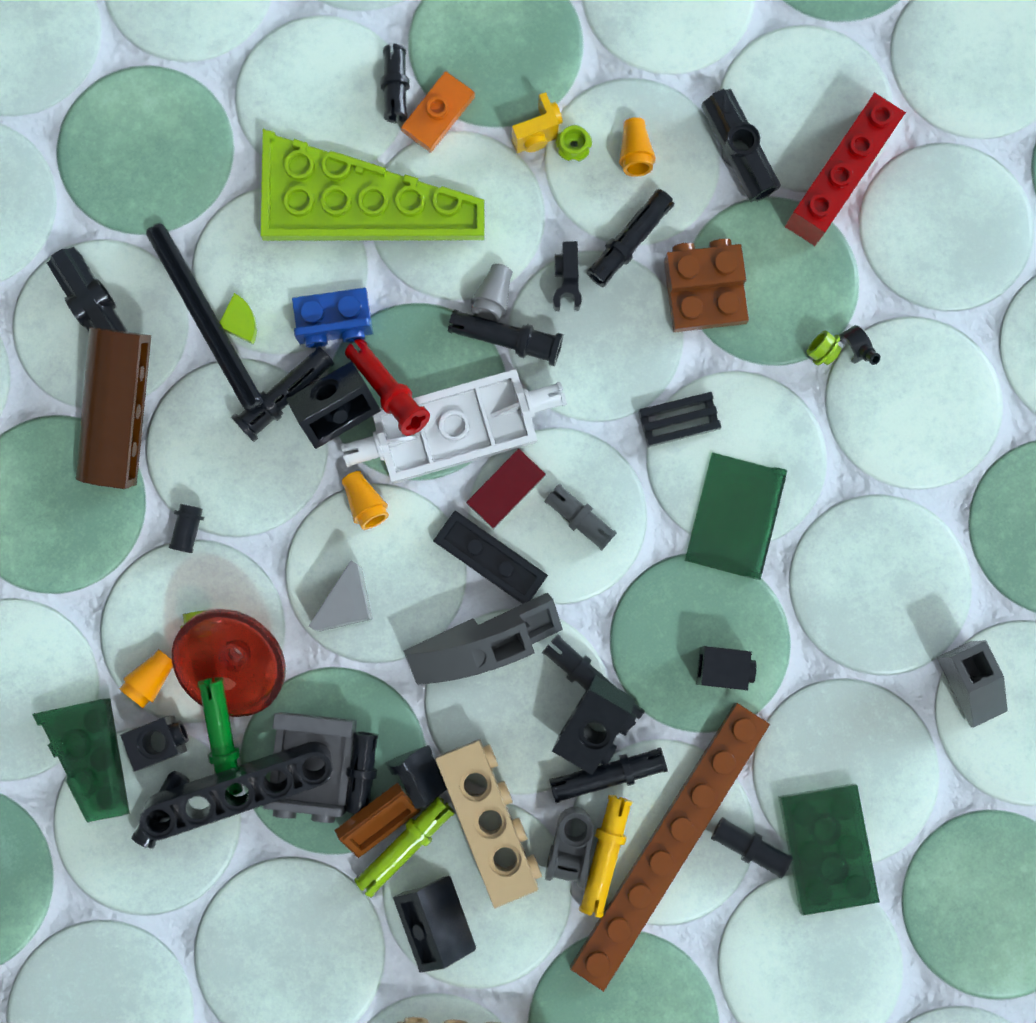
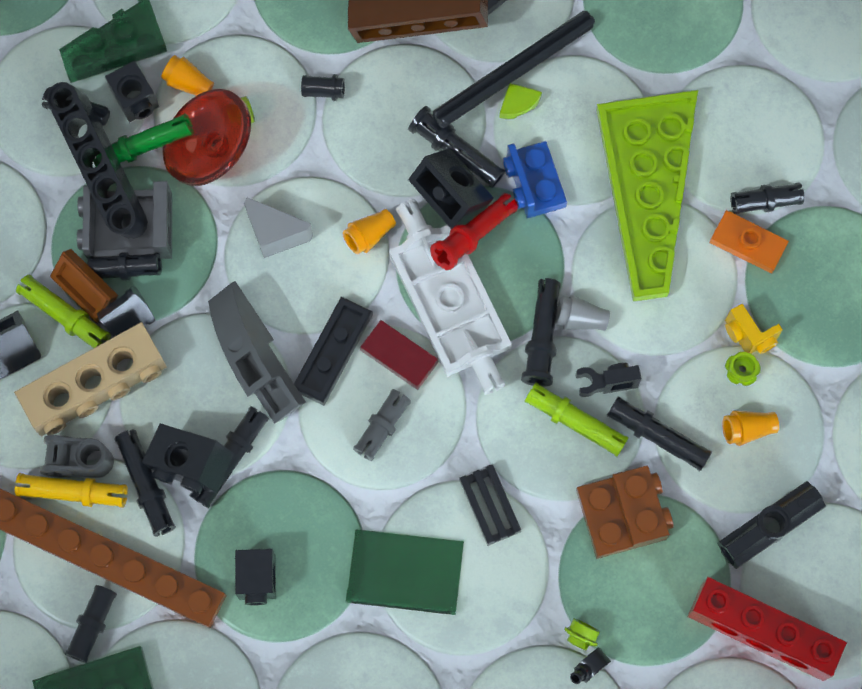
camera: 85 degrees right, 10 degrees down
(593, 330) = (586, 425): none -> lime pin

